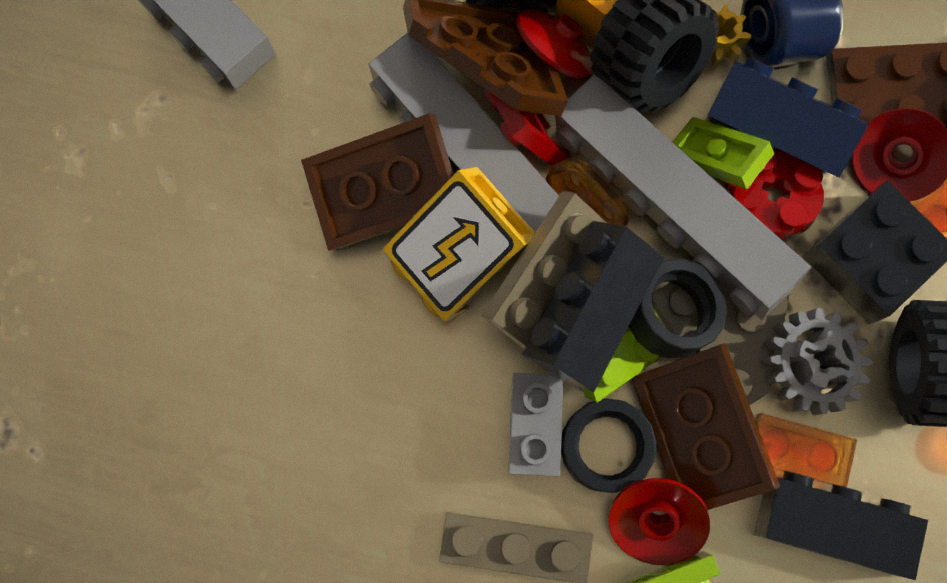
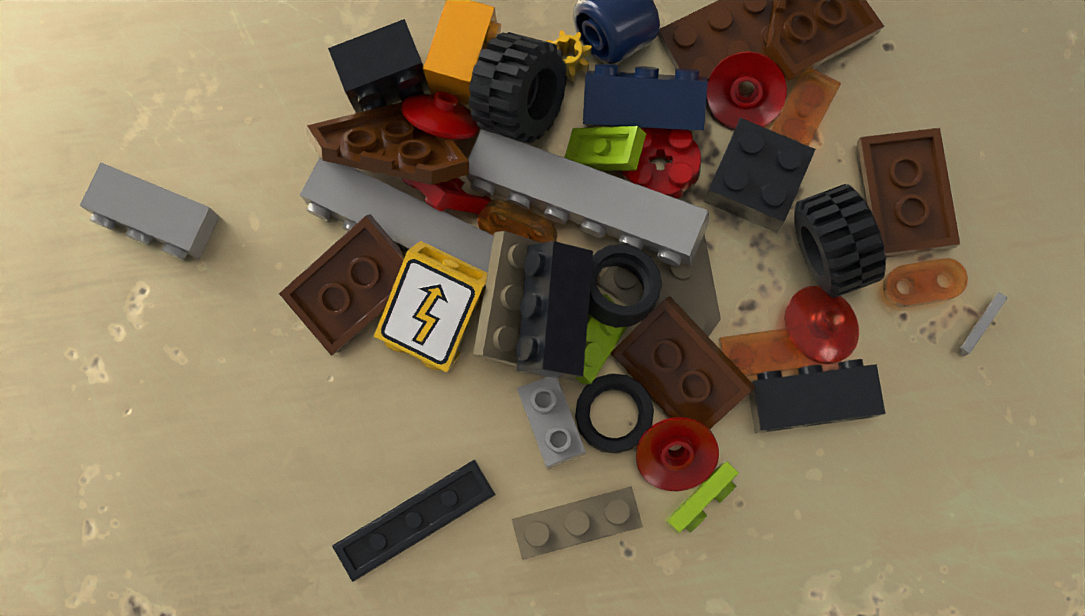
camera: 20 degrees left, 0 degrees up
(340, 466) = (413, 520): none -> black tile
(834, 353) = (759, 267): light grey gear -> none
(879, 448) = (813, 333): none -> clear red dish

